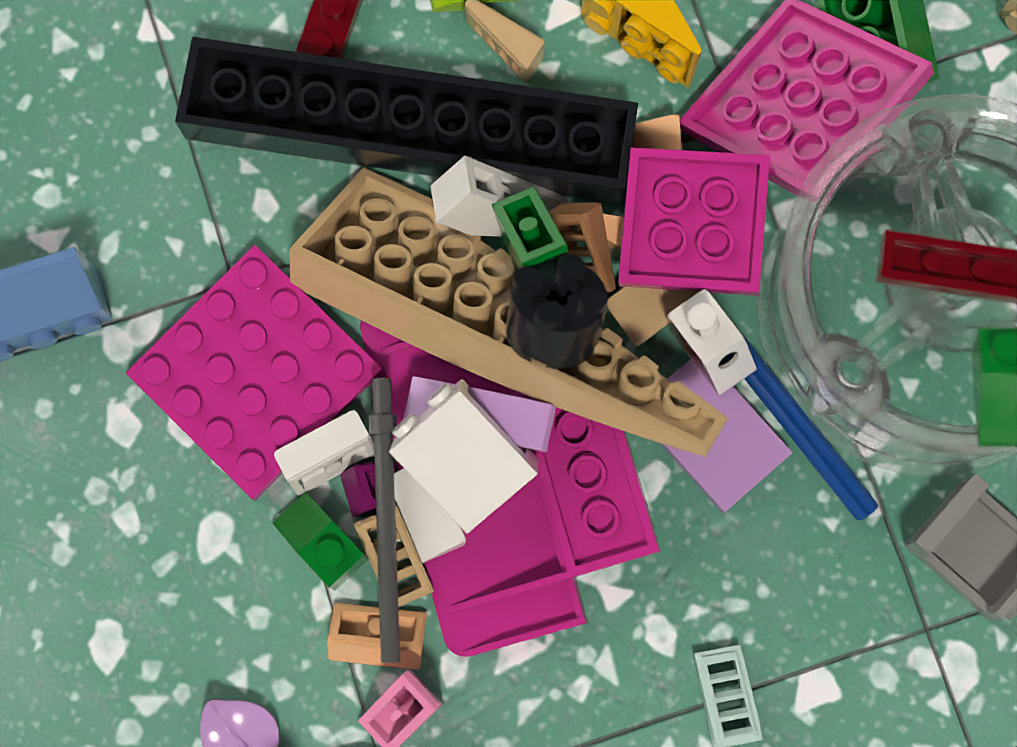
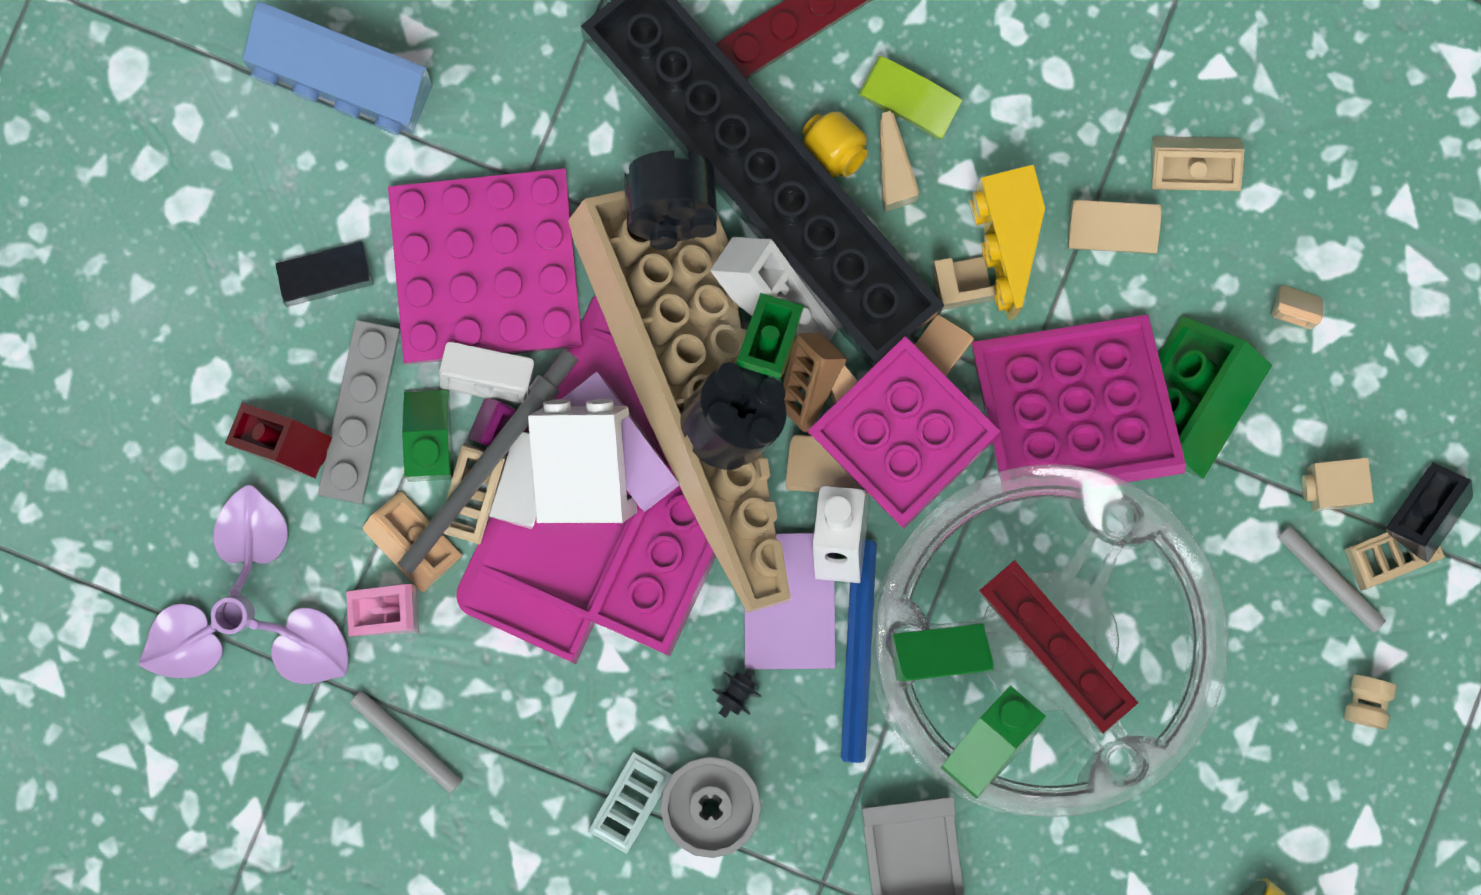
camera: 35 degrees right, 5 degrees up
(130, 484) = (323, 274): none -> black slope
(202, 644) = (279, 440): none -> dark red slope
(249, 569) = (359, 412): none -> light grey plate
(357, 190) = (670, 198): none -> black brick
(448, 54) = (836, 143): none -> yellow head
(632, 82) = (962, 282): none -> tan panel
(735, 536) = (736, 693): none -> black wheel
(824, 641) = (737, 811): none -> light grey wheel
(894, 353) = (941, 652): none -> green slope

